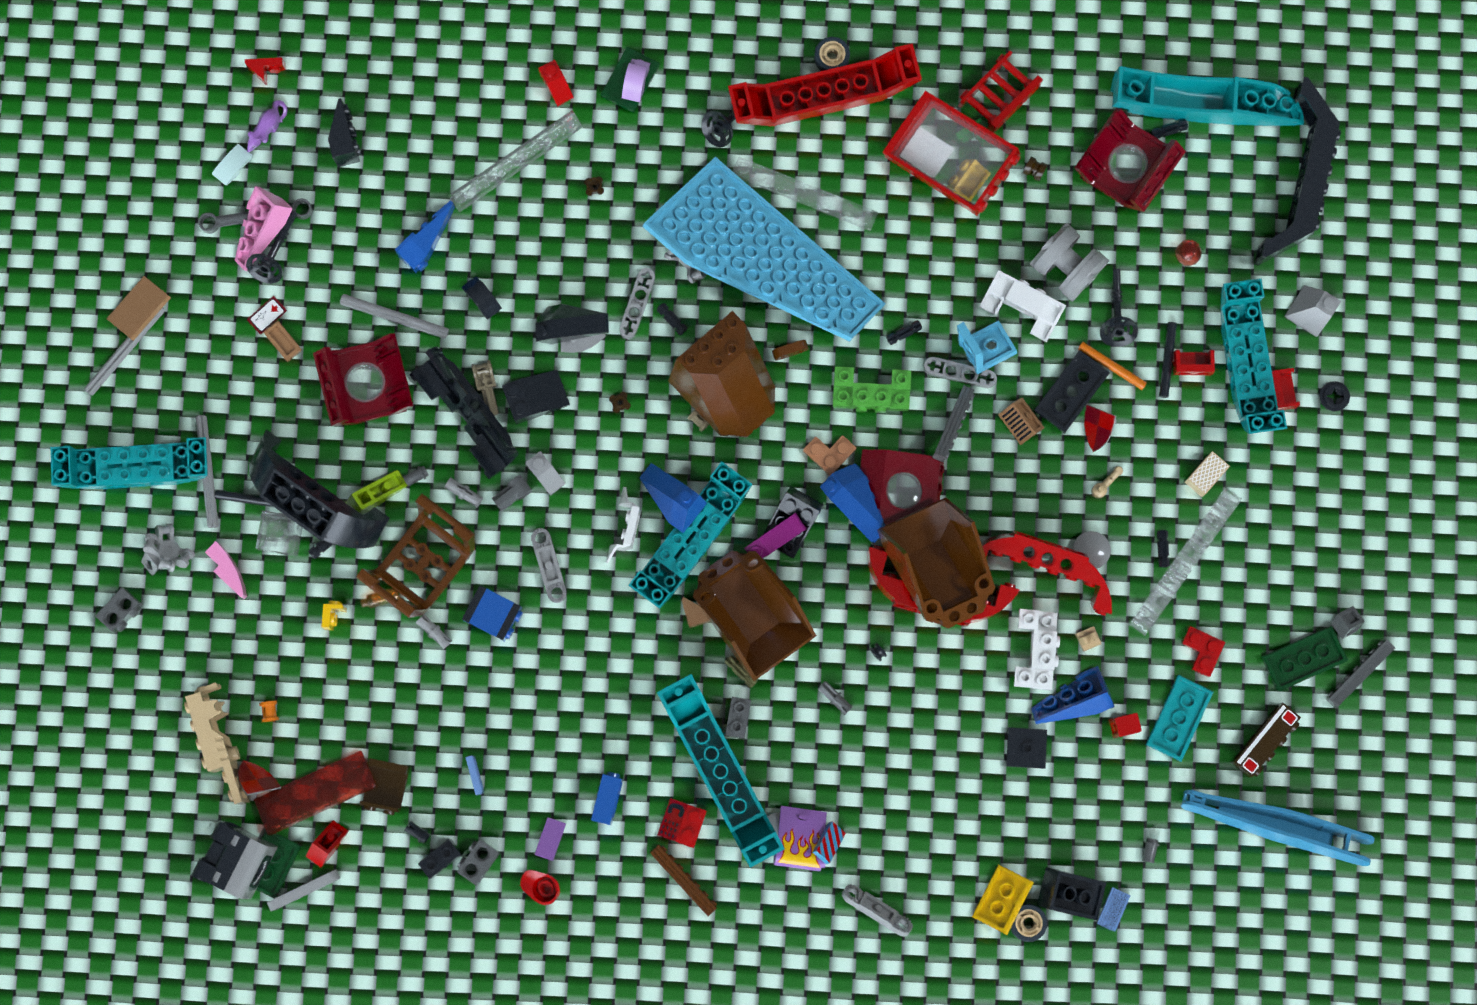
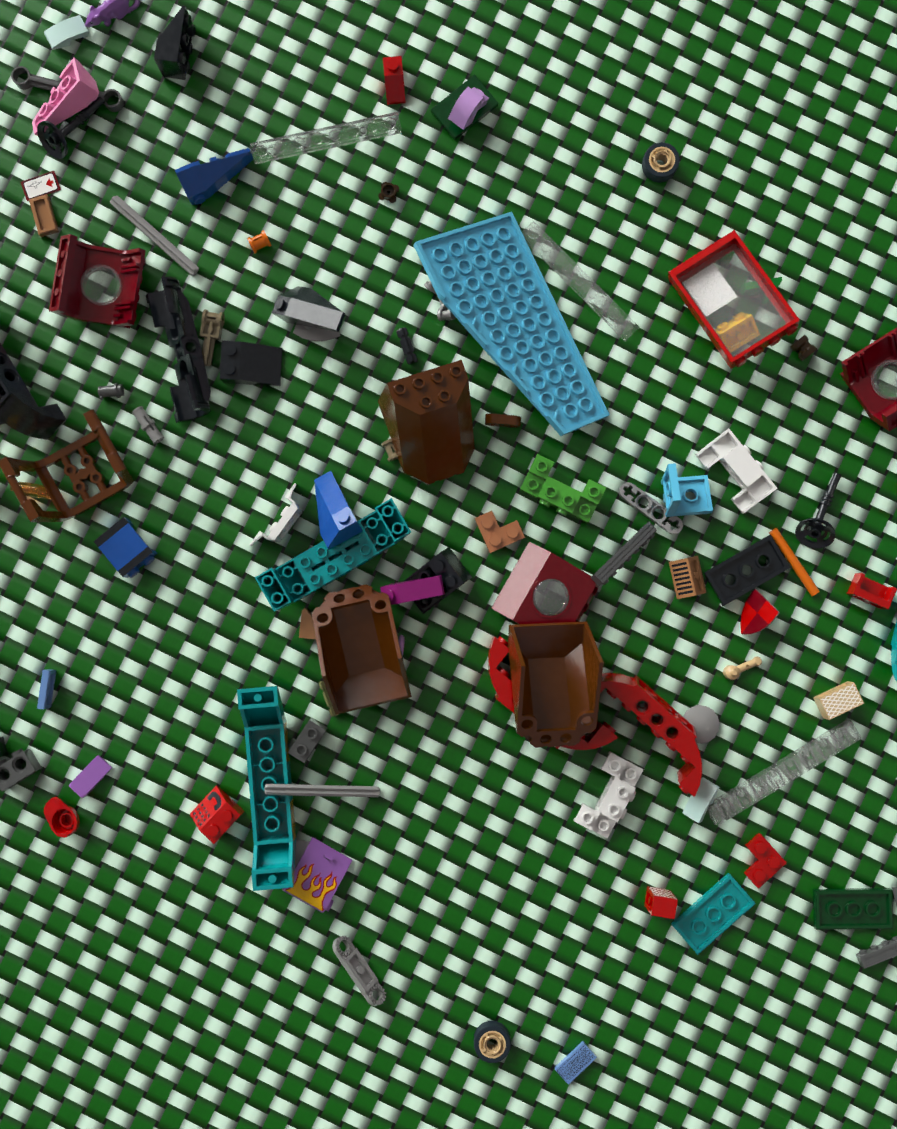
camera: 20 degrees right, 5 degrees up
(377, 492) = (66, 391): lime slope -> none
(433, 631) = (66, 541): light grey pin -> none
(481, 297) = (240, 251): black brick -> none
(494, 281) = (259, 241): none -> orange bush
(515, 490) = (195, 443): dark grey piece -> none
(545, 473) = (229, 438): light grey slope -> none
(548, 565) = (196, 525): light grey plate -> none
(607, 798) = (154, 764): blue window -> none
(619, 407) = (325, 407): dark brown plate -> none
(635, 303) = (379, 316): light grey beam -> none
(684, 880) = (195, 866): reddish brown piece -> none
(718, 128) = (532, 186): black dish -> none
(771, 756) = (321, 790): none -> light grey axle
(826, 90) = (641, 191): red slope -> none
(829, 842) = (341, 891): tile -> none
(835, 697) = (405, 759): dark grey axle -> none
(852, 495) = (501, 584): blue wedge -> none
(878, 652) = (462, 734): black bush -> none
(904, 332) = (613, 449): black axle -> none
(1002, 899) = (477, 1011): yellow tile -> none
(1006, 109) = (801, 280): red fence -> none
(1026, 748) = (560, 880): black plate -> none
(1059, 253) = (793, 437): light grey piece -> none
(1071, 893) = (542, 1032): black slope -> none
(1081, 698) = (629, 856): blue wedge -> none
(1088, 639) = (661, 804): tan tile -> none
(1121, 618) = (698, 805): none -> light aqua slope
(1150, 850) = (633, 1024): dark grey pin -> none
(1163, 548) = (766, 751): black axle -> none
(1168, 360) = (848, 578): black piece -> none
(1265, 740) = (785, 970): dark brown brick -> none
(1279, 825) = (762, 1054): dark azure piece -> none

